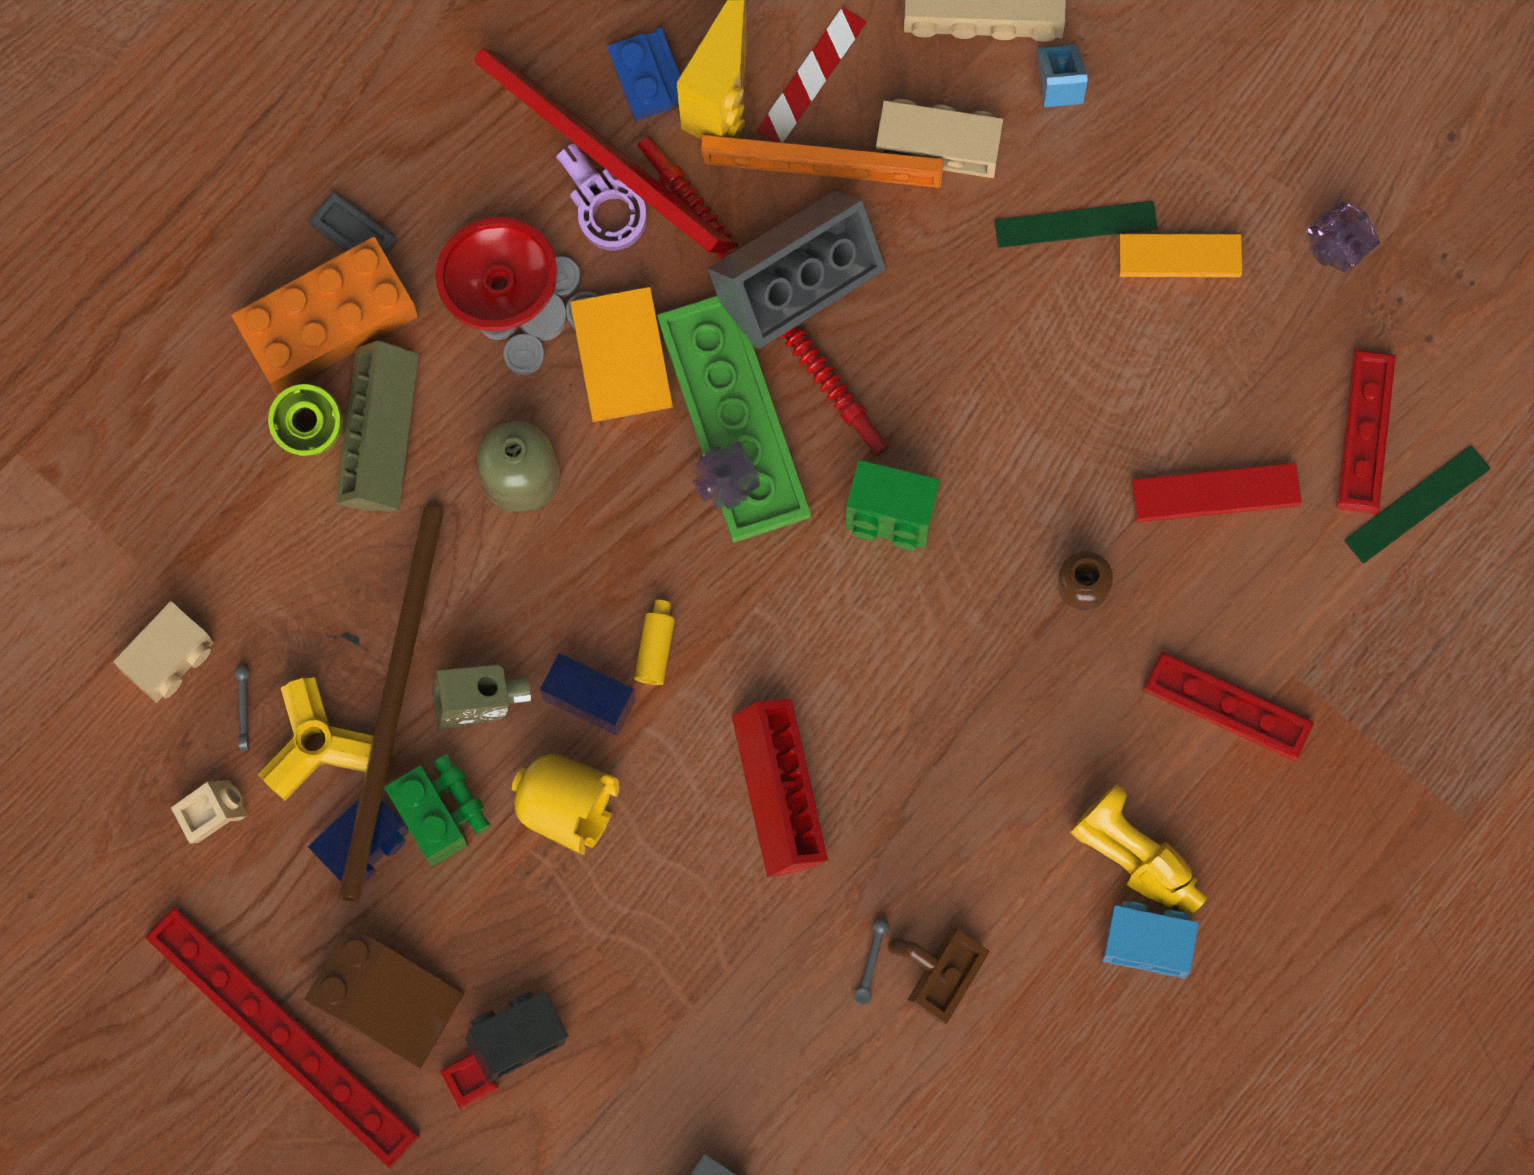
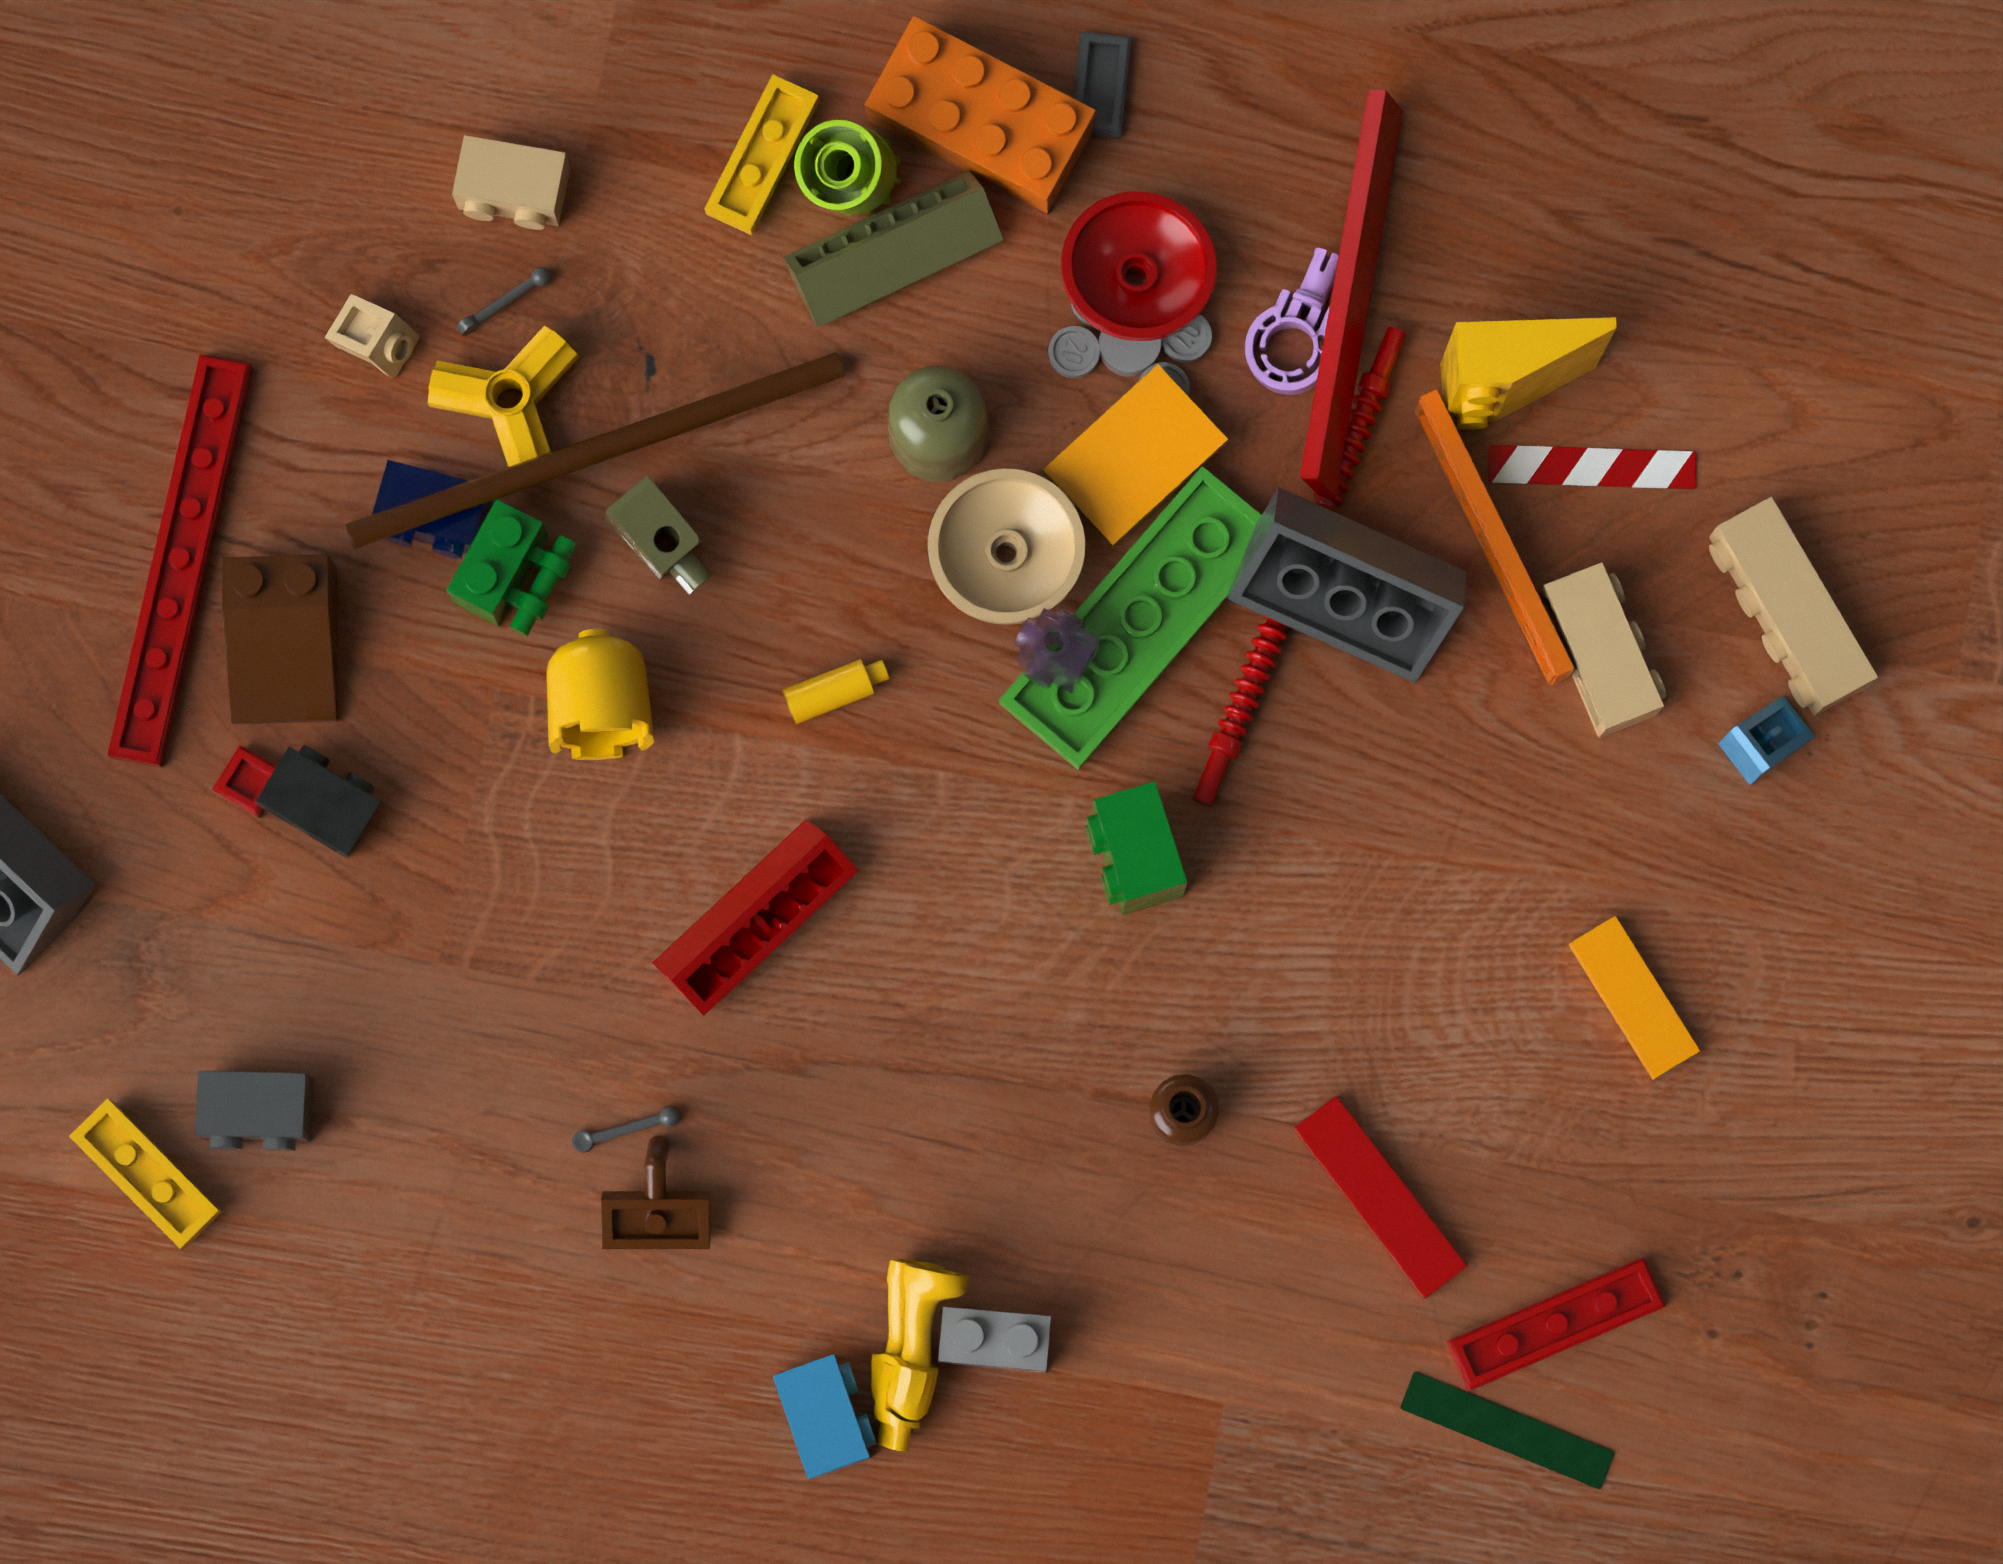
camera: 55 degrees right, 5 degrees up
(255, 476) = (762, 154): none -> yellow plate
(588, 694) = (732, 651): clear blue brick -> none
(626, 445) = (997, 512): none -> tan dish
(646, 73) = (1479, 282): blue plate -> none
(1075, 224) = (1600, 861): dark green sticker -> none
(1166, 794) = (994, 1339): none -> light grey brick
(1228, 706) = (1142, 1351): red tile -> none
(1342, 237) = (1764, 1166): clear purple brick -> none

